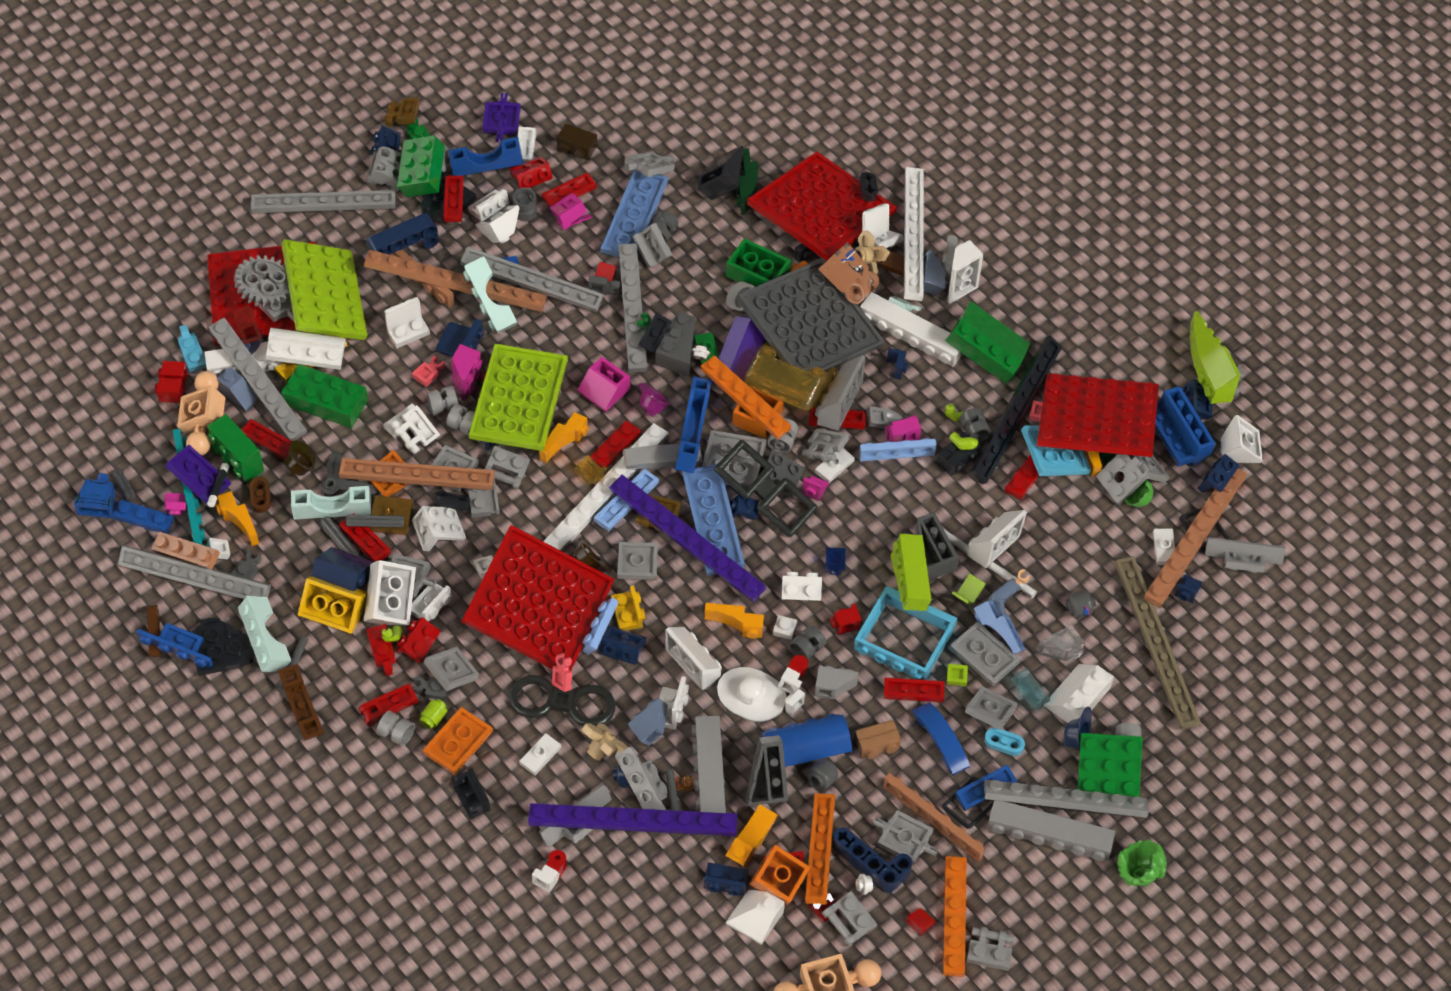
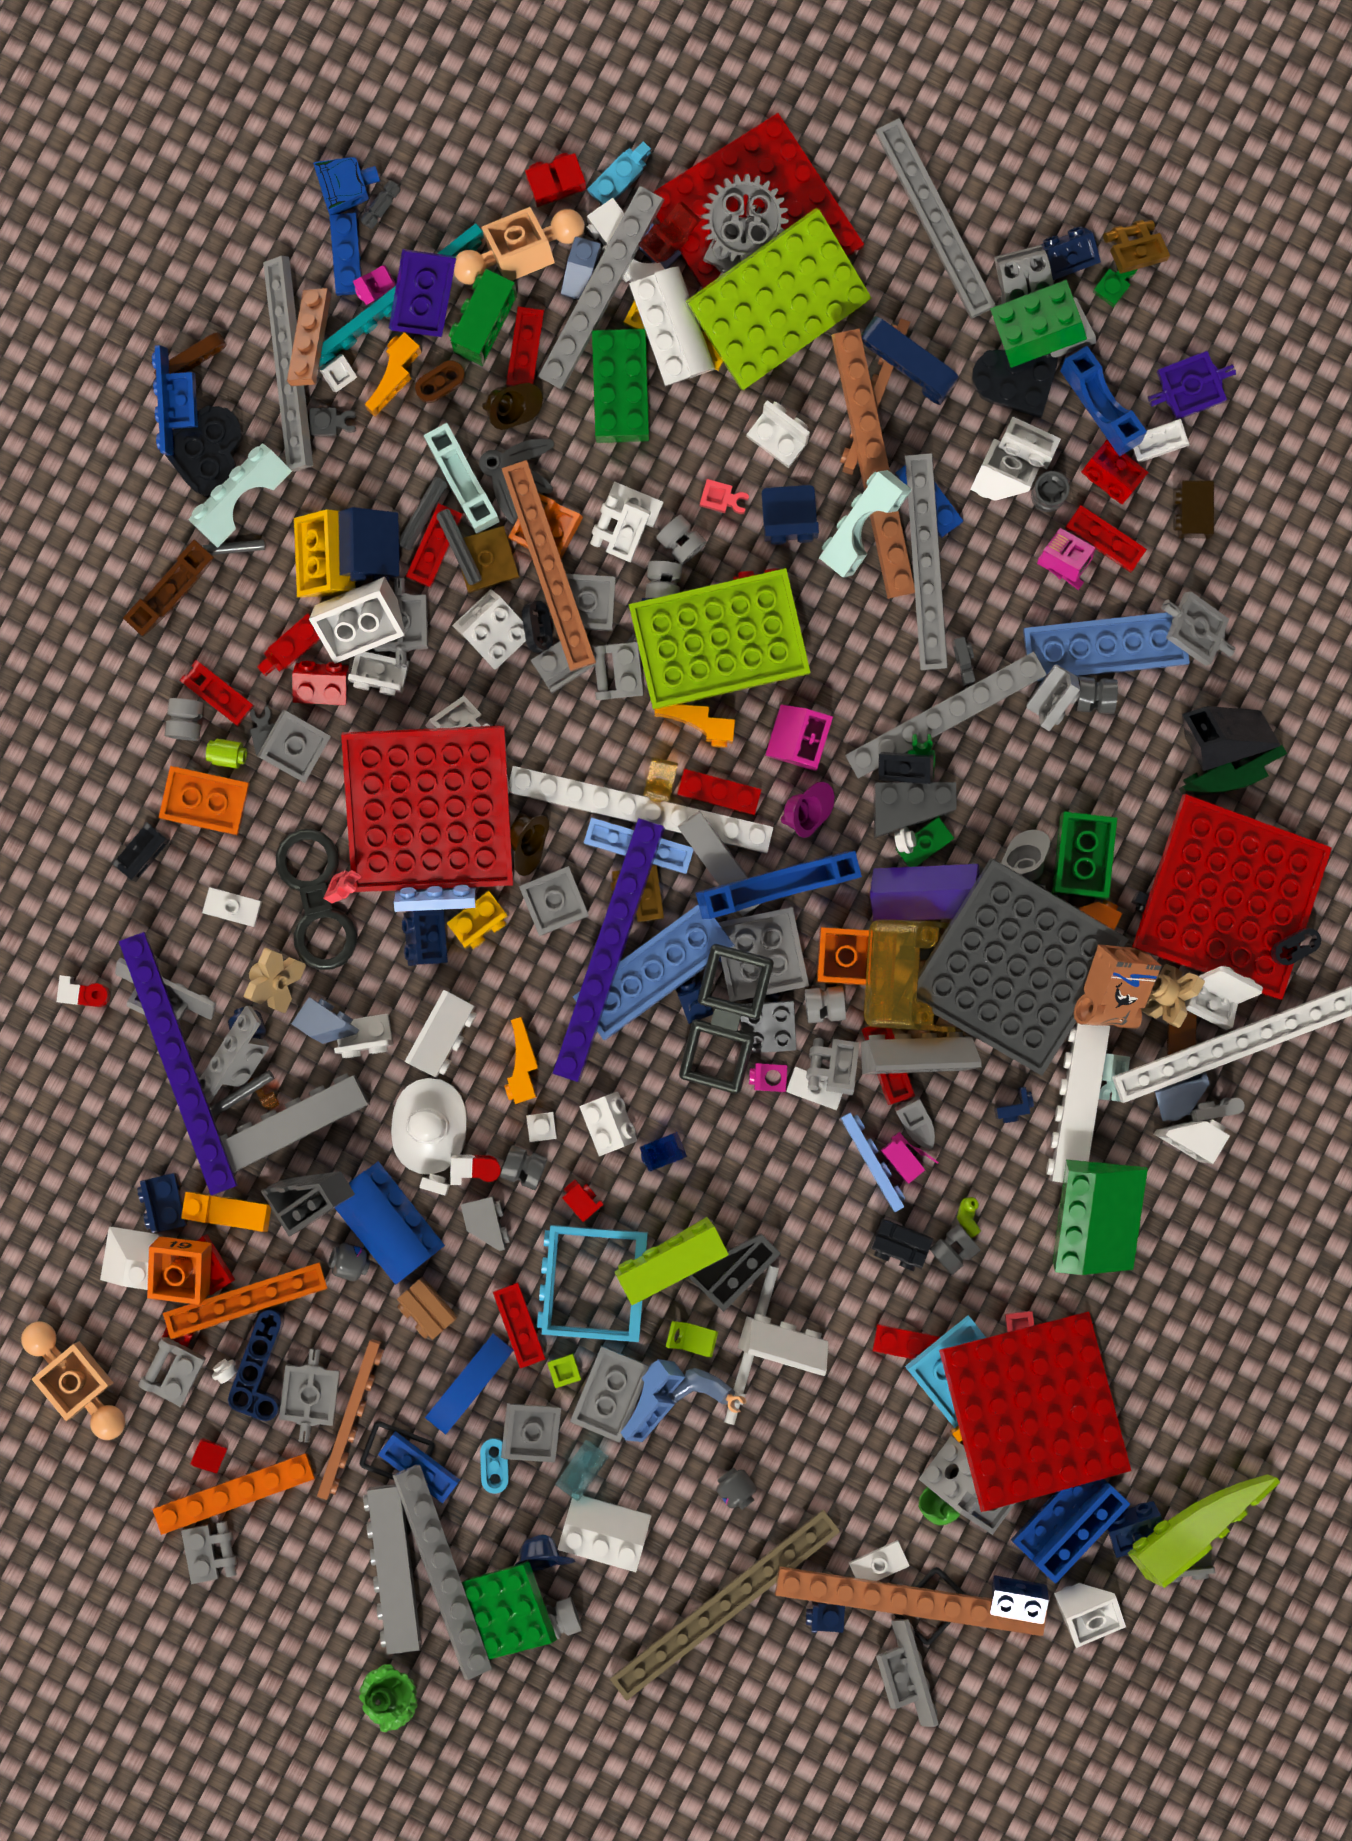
camera: 70 degrees right, 30 degrees up
(218, 484) = (420, 325): black bar -> none
(392, 635) = (307, 653): lime arm -> none
(453, 198) = (1010, 393): red plate -> none
(466, 370) = (735, 547): dark pink slope -> none
(606, 271) = (985, 653): red slope -> none
(746, 397) = (848, 934): orange plate -> none
(963, 443) = (908, 1250): lime arm -> none
(1016, 410) = (1010, 1293): black plate -> none
(1062, 645) = (666, 1489): clear slope -> none

